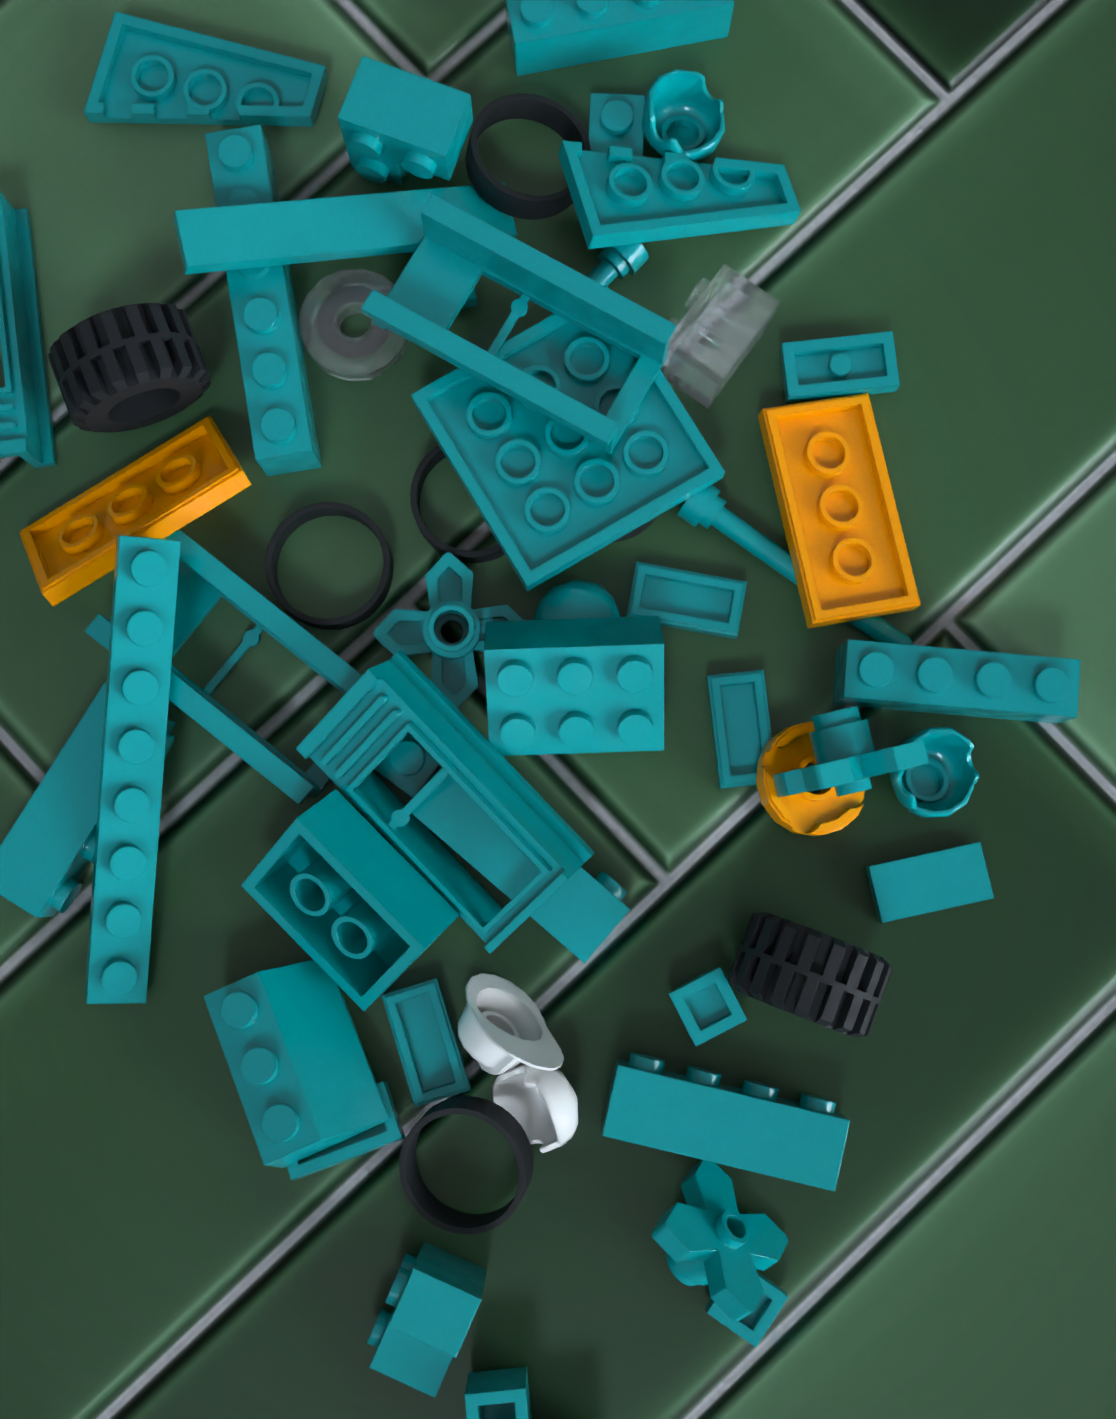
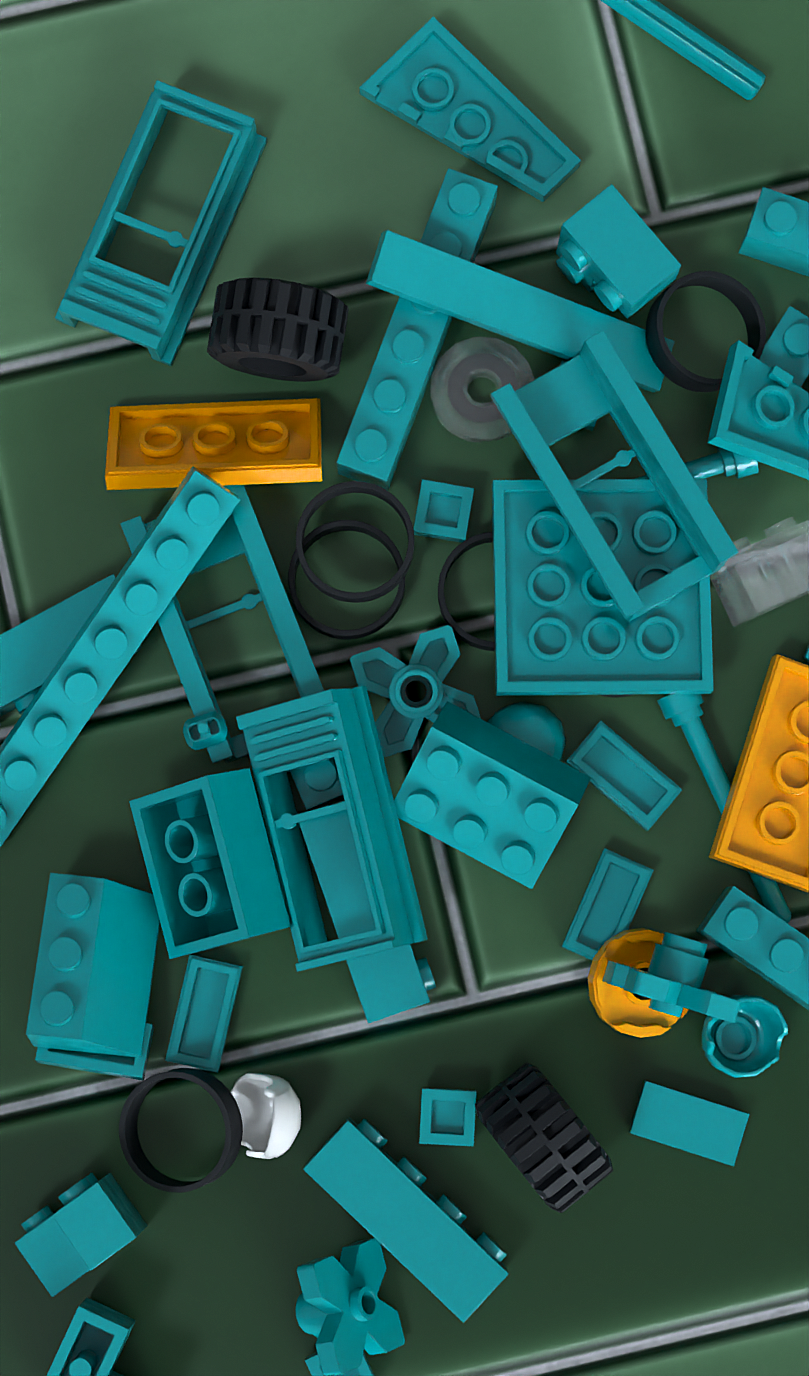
camera: 30 degrees right, 0 degrees up
(274, 778) = (205, 730): none -> teal rock
(284, 476) = (355, 487): none -> black tyre
(382, 453) = (443, 511): none -> teal plate
(505, 1027) = (274, 1037): white piece -> none

